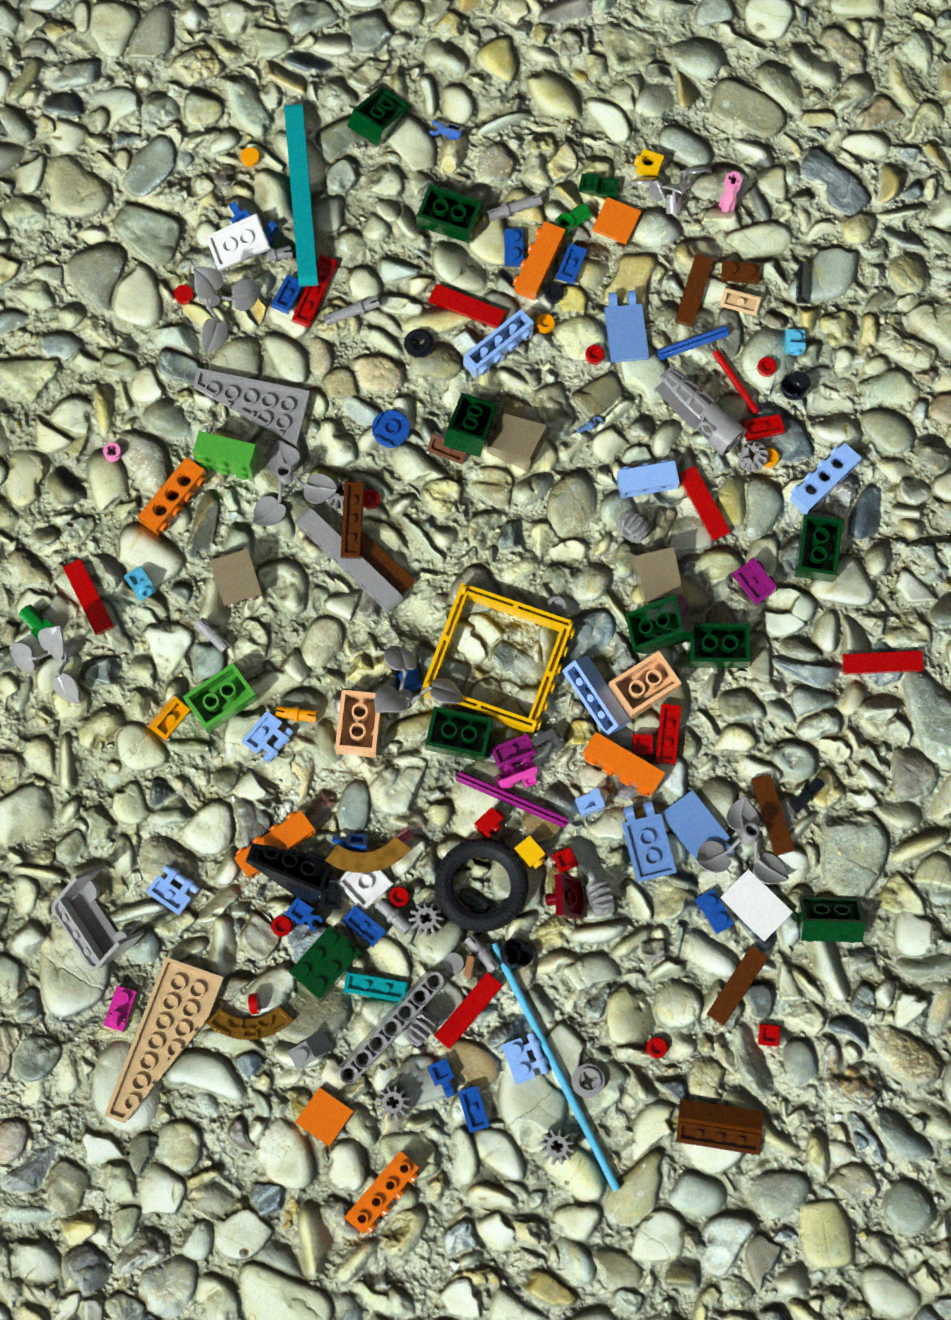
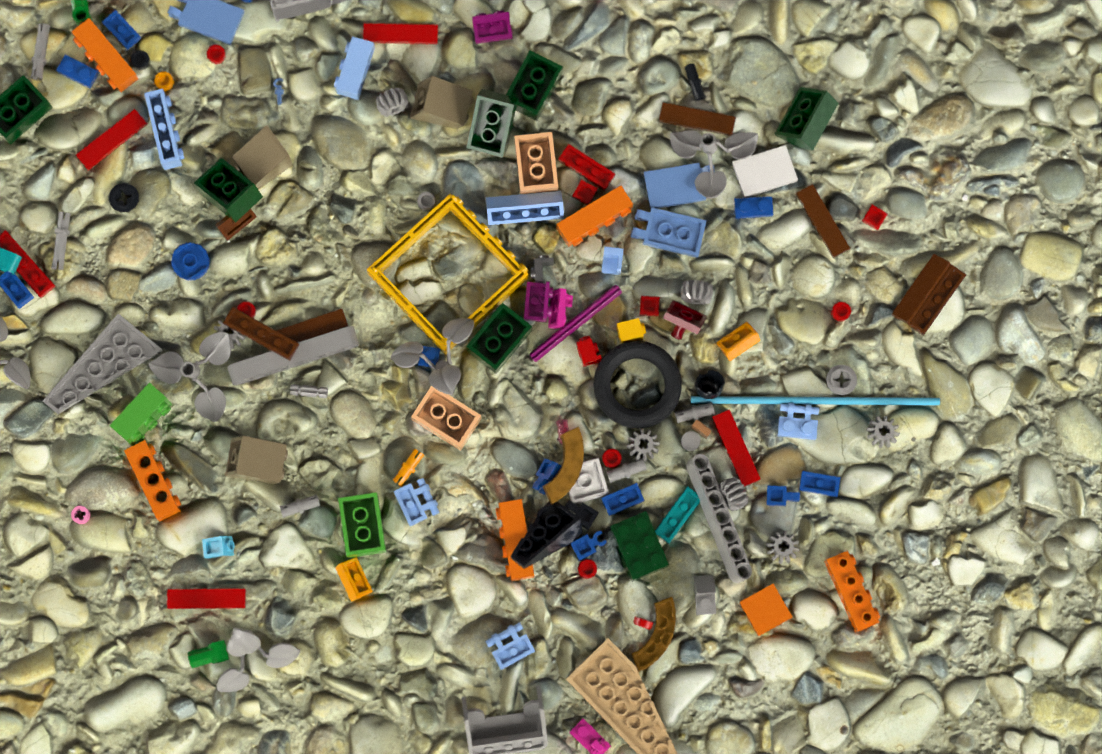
camera: 65 degrees left, 5 degrees up
(323, 590) = (309, 391): none -> light grey axle
(574, 961) = (738, 341): none -> light orange slope

